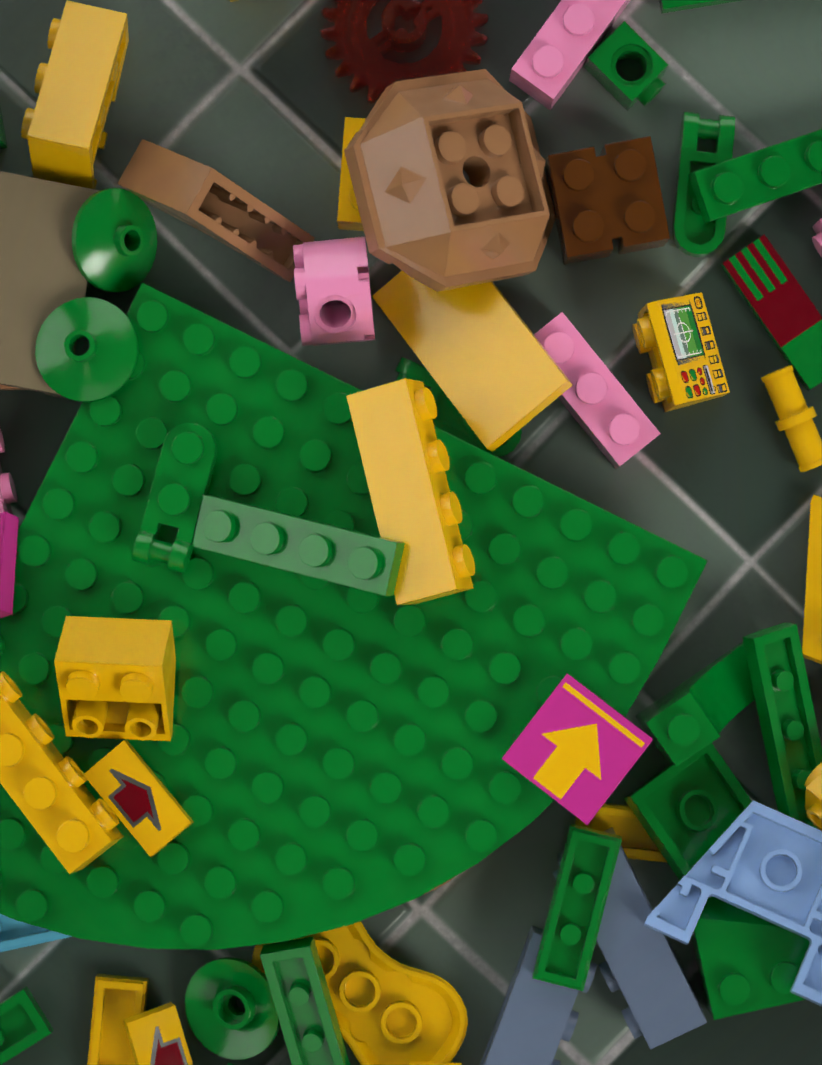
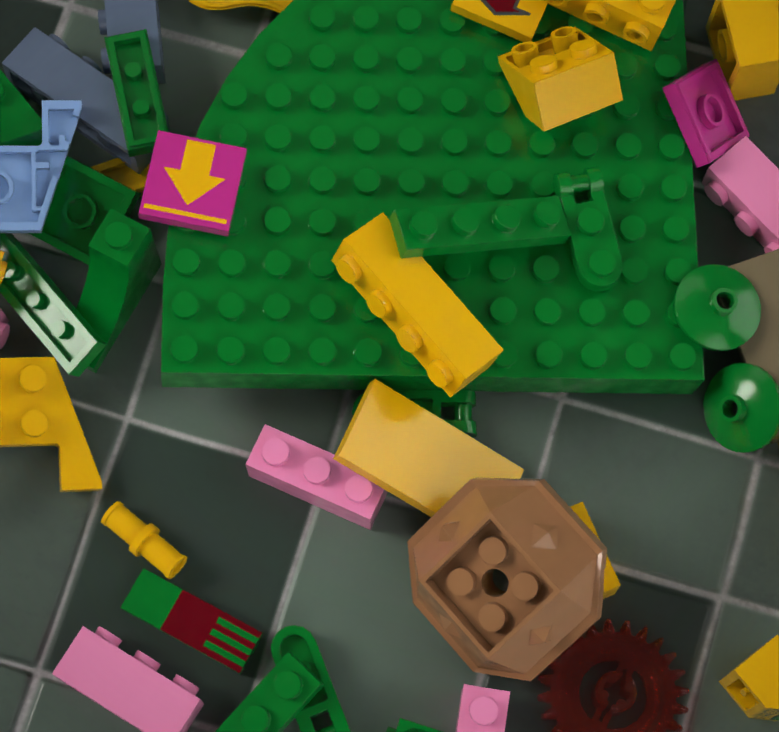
camera: 150 degrees right, 15 degrees down
(214, 206) = (681, 464): medium nougat arch -> none
(333, 291) = (555, 446): bright pink brick -> none
(607, 200) = (379, 631): reddish brown piece -> none
(680, 351) = (259, 539): yellow slope -> none

